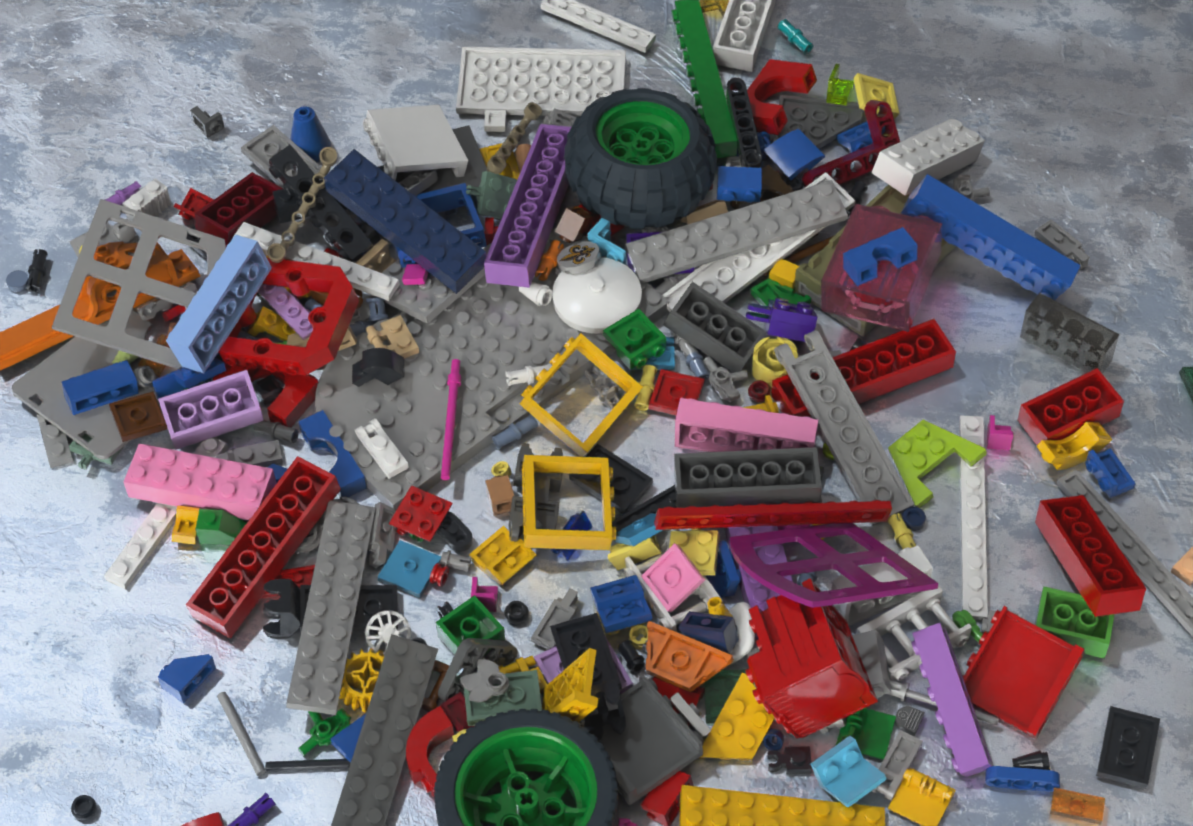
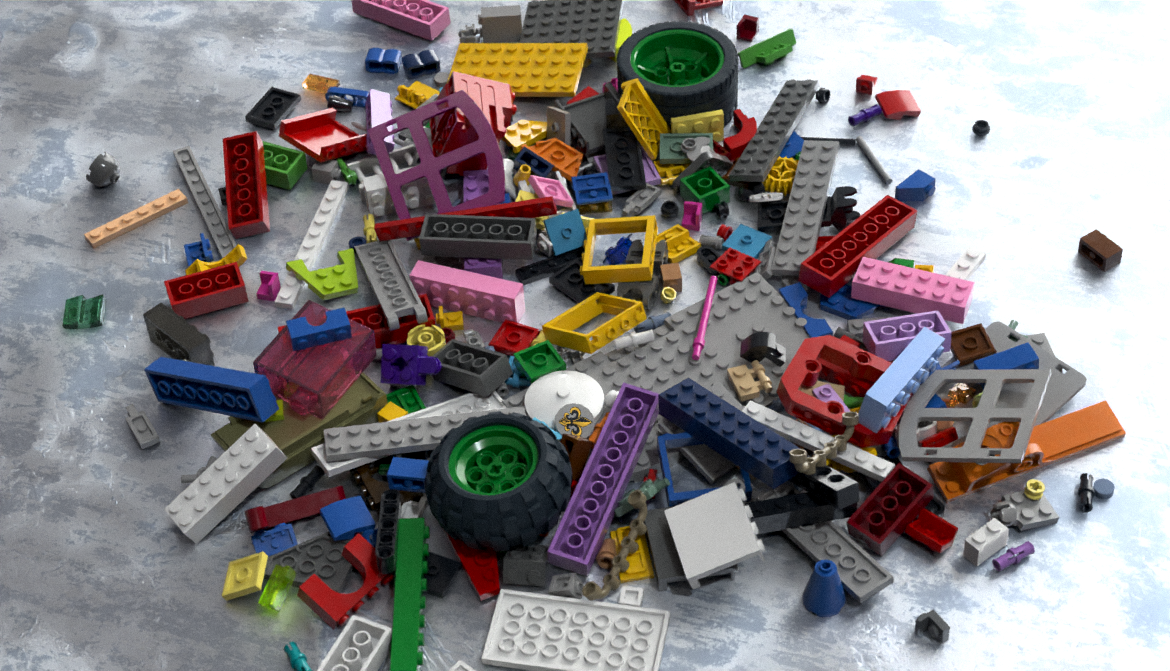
camera: 170 degrees left, 10 degrees down
(382, 449) = (763, 300): white plate -> none

